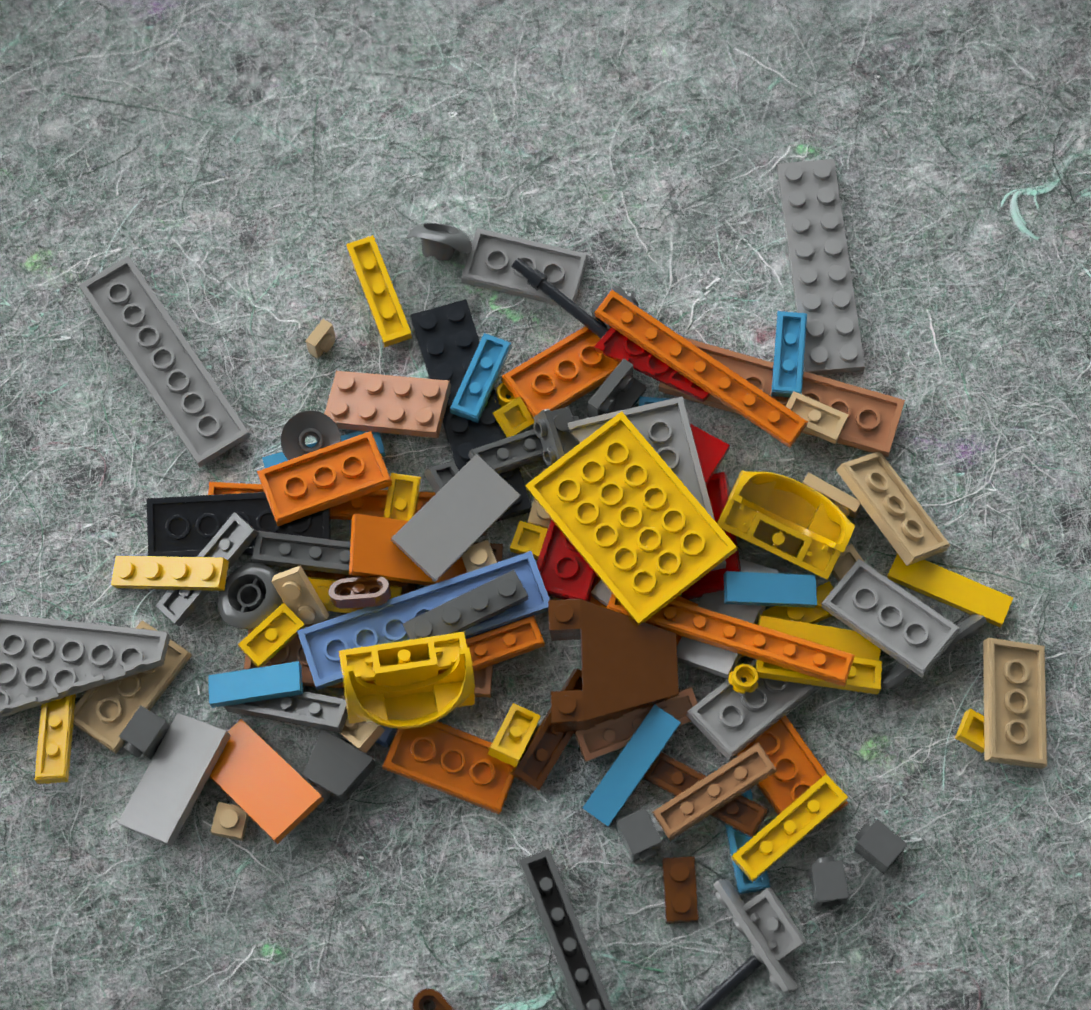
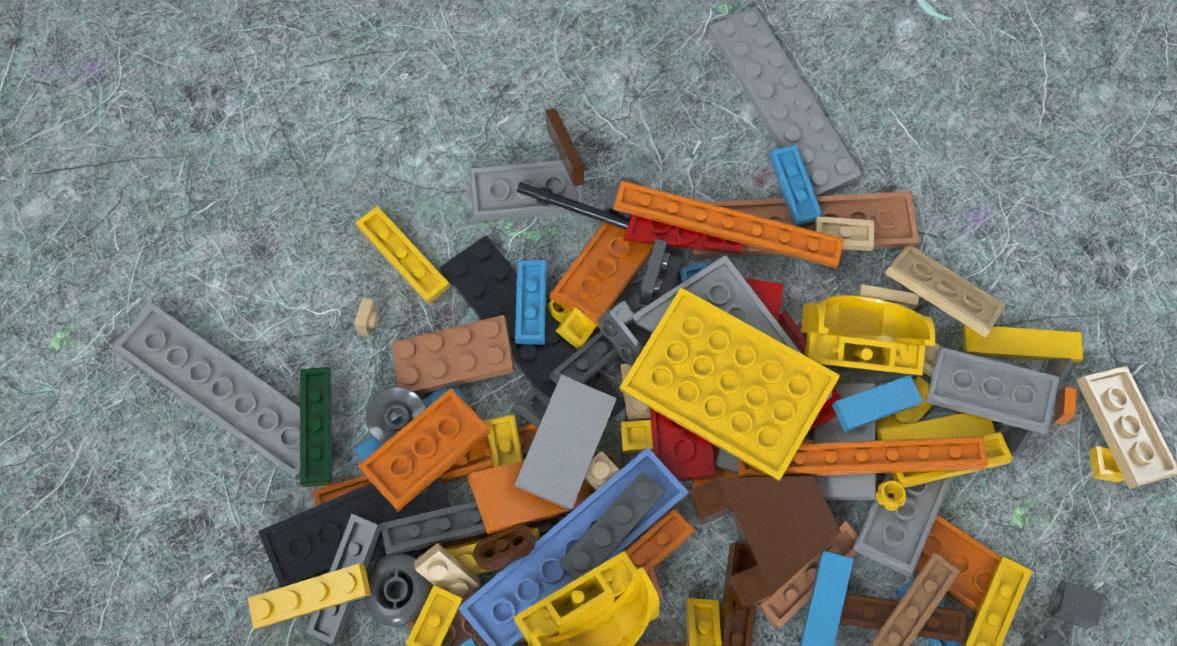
camera: 25 degrees left, 0 degrees up
(234, 423) = (316, 427): none -> dark green tile
(441, 240) = (441, 189): dark grey hat -> none
(576, 238) = (564, 147): none -> reddish brown tile
(961, 661) = (1065, 405): none -> orange tile

